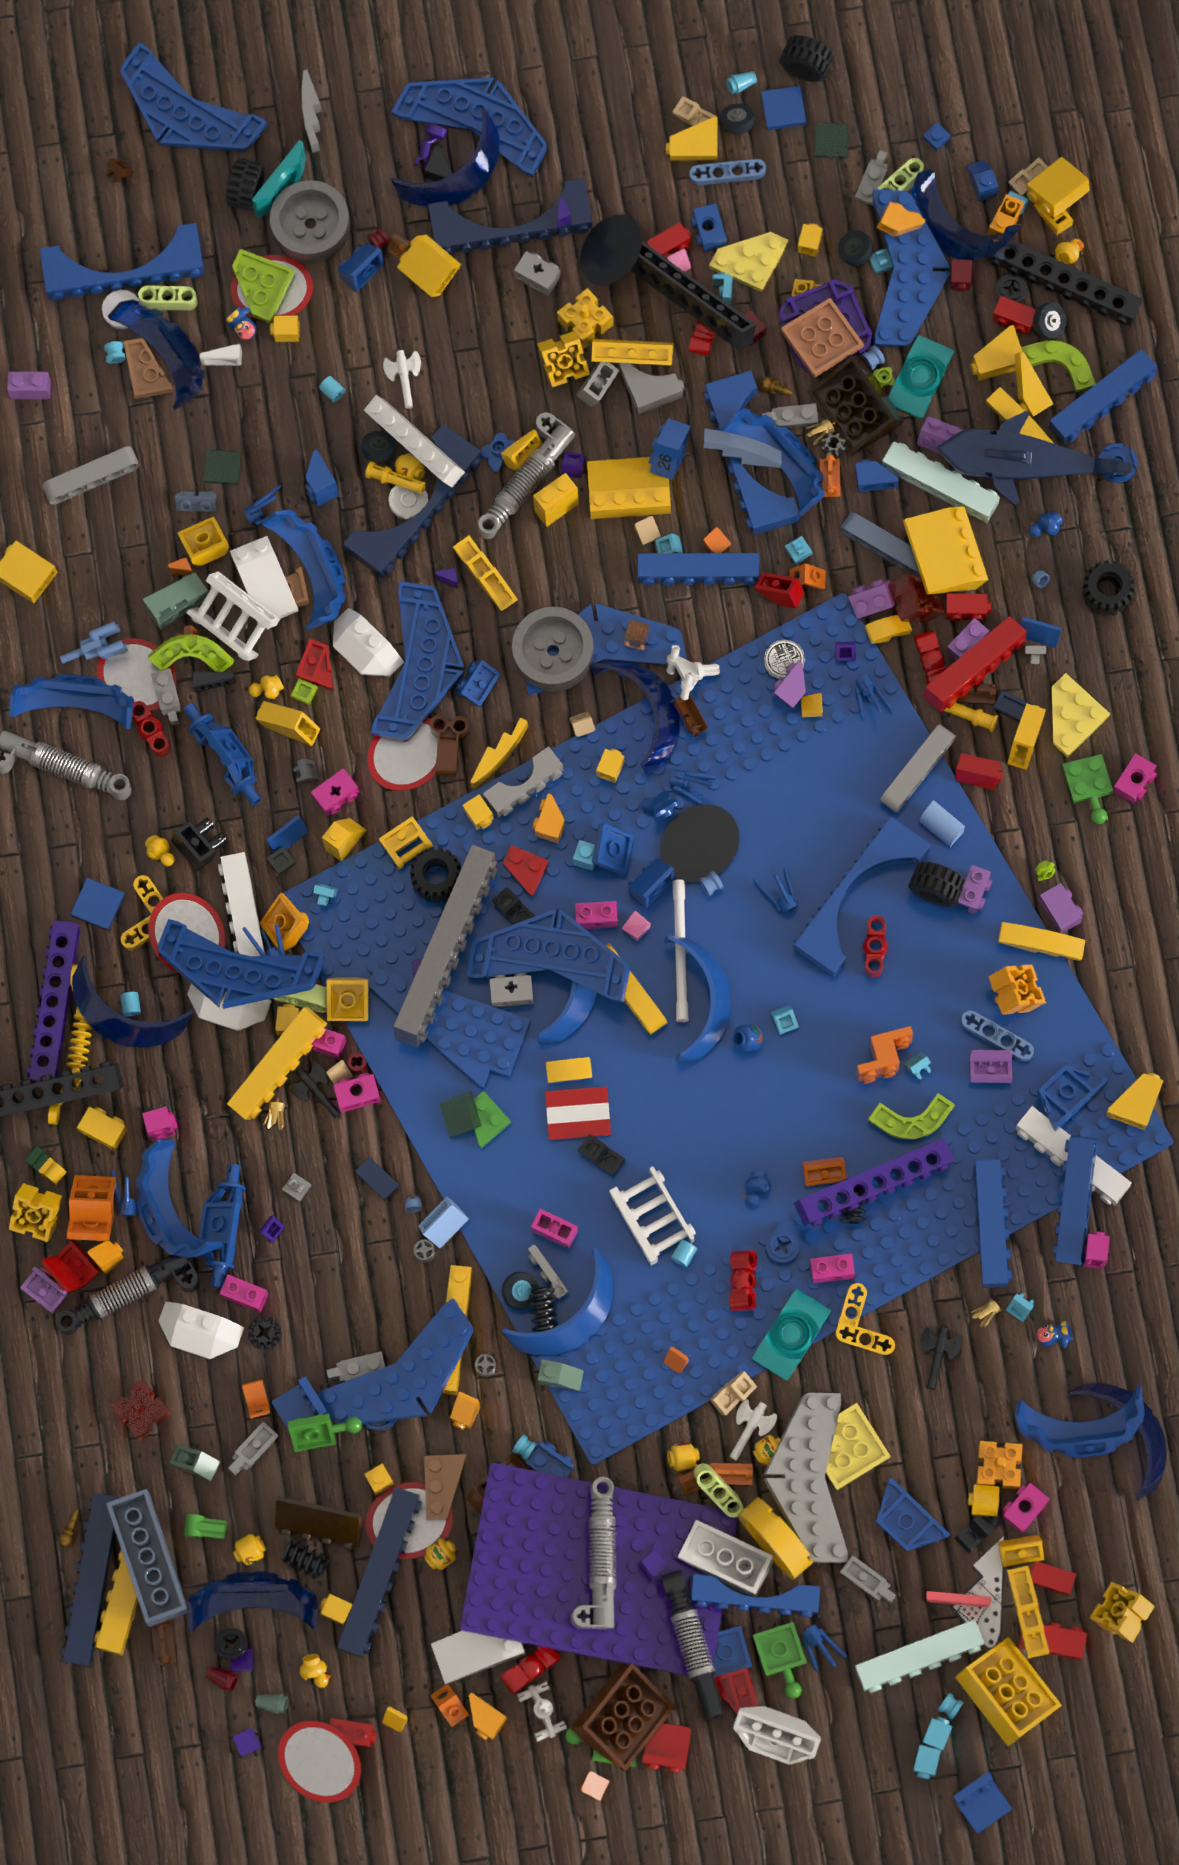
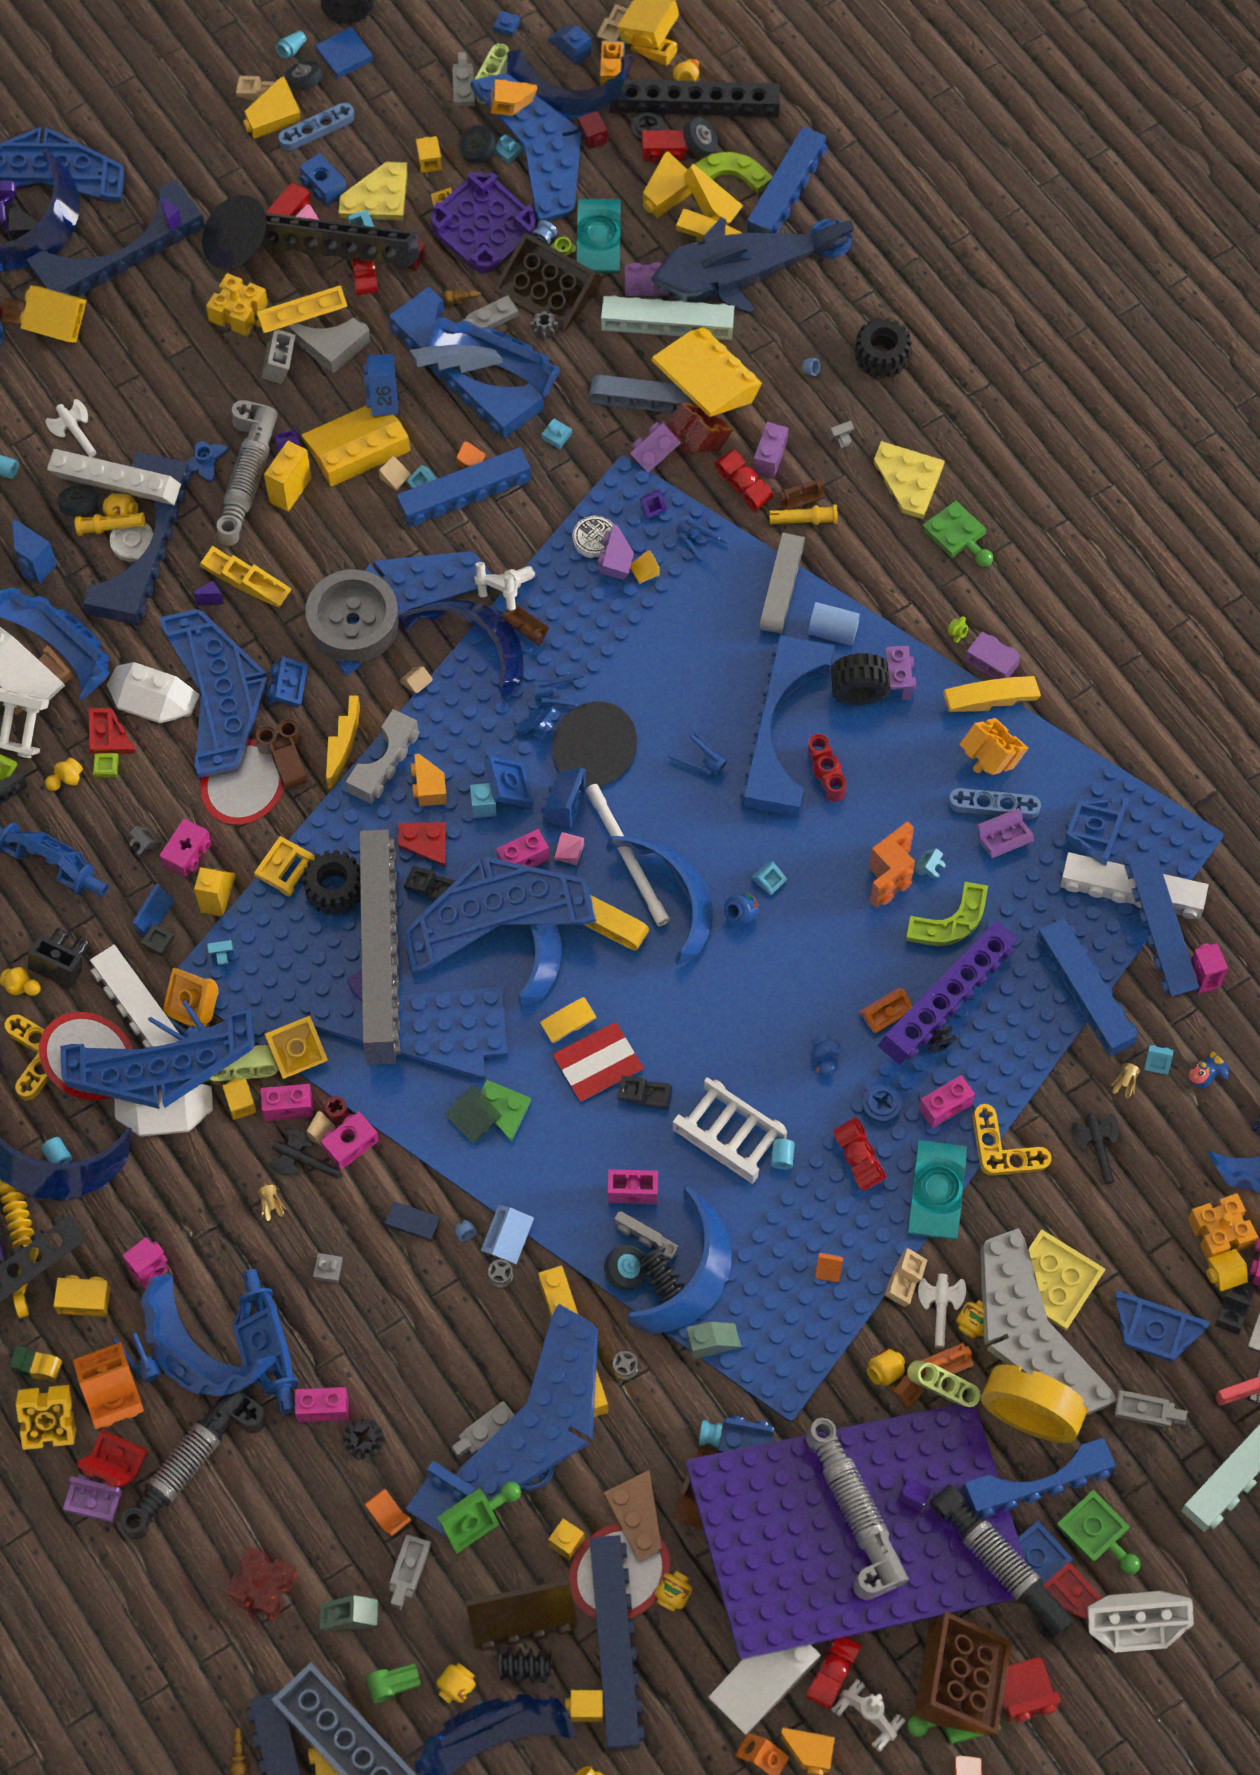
camera: 30 degrees left, 10 degrees down
(106, 1256) = (147, 1431): light orange slope -> none
(199, 1330) = (287, 1467): white wedge -> none
(272, 1228) = (321, 1322): dark purple slope -> none
(277, 1063) = (249, 1143): yellow brick -> none
(288, 722) = (103, 799): yellow slope -> none
(464, 1411) = (626, 1421): light orange slope -> none
(478, 812) = (348, 804): yellow brick -> none
(511, 454) = (220, 458): yellow slope -> none
(522, 990) = (480, 966): light grey brick -> none
(542, 281) = (168, 283): light grey brick -> none
(563, 359) = (233, 345): yellow brick -> none
(610, 765) = (466, 704): yellow brick -> none
(637, 634) = (433, 568): clear orange brick -> none
(711, 883) = (626, 775): medium blue wheel -> none
(726, 1558) = (991, 1450): white slope -> none
(780, 589) = (558, 473): red slope -> none
(810, 576) = (579, 450): orange bracket -> none
(814, 1637) = (1123, 1495): blue plant -> none
(822, 337) = (486, 228): nougat plate -> none
(825, 427) = (527, 313): pearl gold piece -> none
(831, 140) = (405, 64): clear green piece -> none
(831, 473) = (552, 348): orange hinge -> none
(873, 476) = (599, 338): blue slope -> none
(886, 628) = (683, 468): yellow slope -> none
(967, 607) = (751, 418): red brick -> none
(975, 664) = (790, 464): red brick -> none
(978, 771) = (844, 562): red brick -> none
(1010, 705) = (848, 493): dark blue tile -> none
(1026, 736) = (874, 512): yellow slope -> none
(1041, 632) = (835, 413): blue slope -> none
(1048, 522) = (791, 314): blue animal -> none
(1137, 767) = (1006, 498): dark pink brick -> none
(1137, 1102) = (1171, 807): yellow slope -> none

